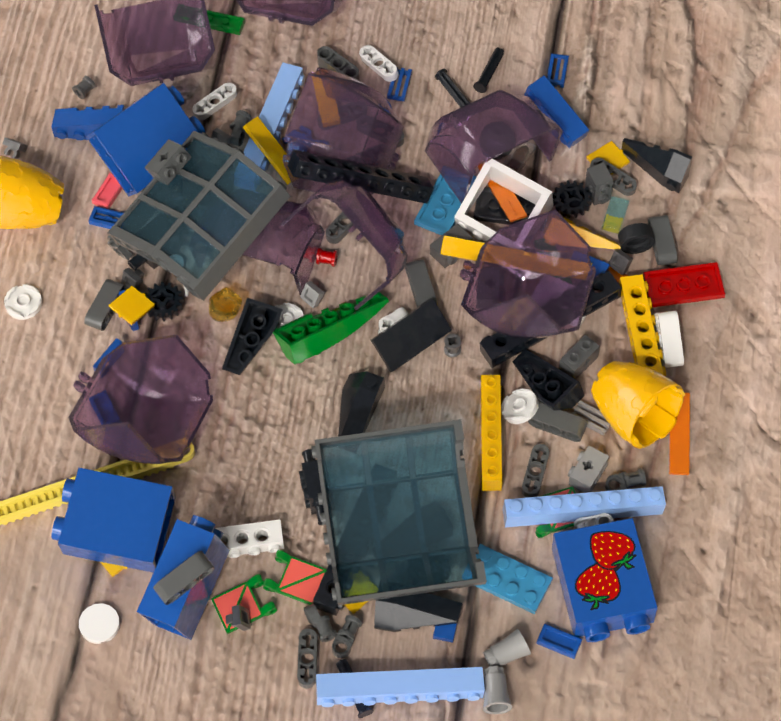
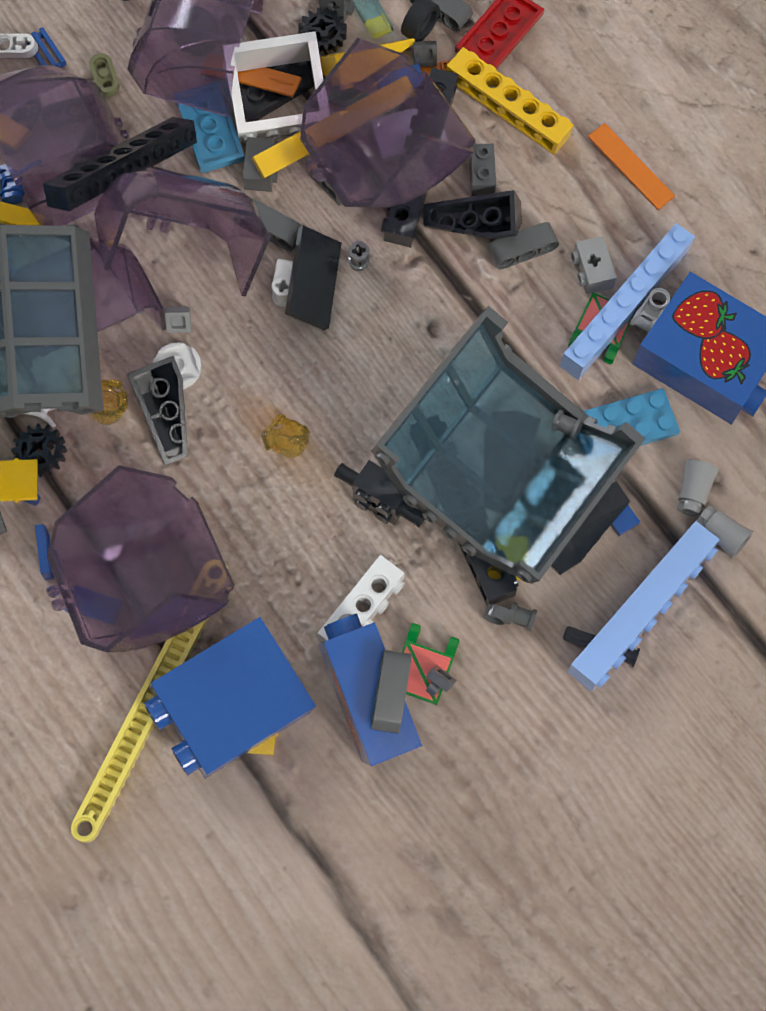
camera: 50 degrees left, 10 degrees up
(99, 623) = (310, 810): white tile -> none
(299, 579) = (450, 594): coral flag -> none
(300, 413) = (288, 440): none -> clear yellow hair
(312, 672) = (534, 647): dark grey beam -> none
(317, 333) = (224, 348): green wedge -> none
(326, 257) = (156, 271): red bush -> none
(333, 228) = (140, 232): dark grey beam -> none
(346, 635) = (547, 605): dark grey connector -> none
(359, 402) = (328, 382): black wedge -> none
(416, 125) = (105, 76): none -> olive plate
(451, 87) = (106, 16): black axle -> none
(458, 539) = (566, 424): none -> flat silver bush
(491, 433) = (472, 299): yellow brick -> none
(519, 406) = (477, 259): white tile -> none
(534, 463) = (548, 317): dark grey beam -> none
(559, 641) = (724, 439): blue tile -> none
(596, 417) = (540, 213): light grey tile -> none
(627, 480) = (629, 249): dark grey connector -> none
(637, 402) = (579, 164): yellow piece -> none
(669, 338) = (543, 83): white beam -> none

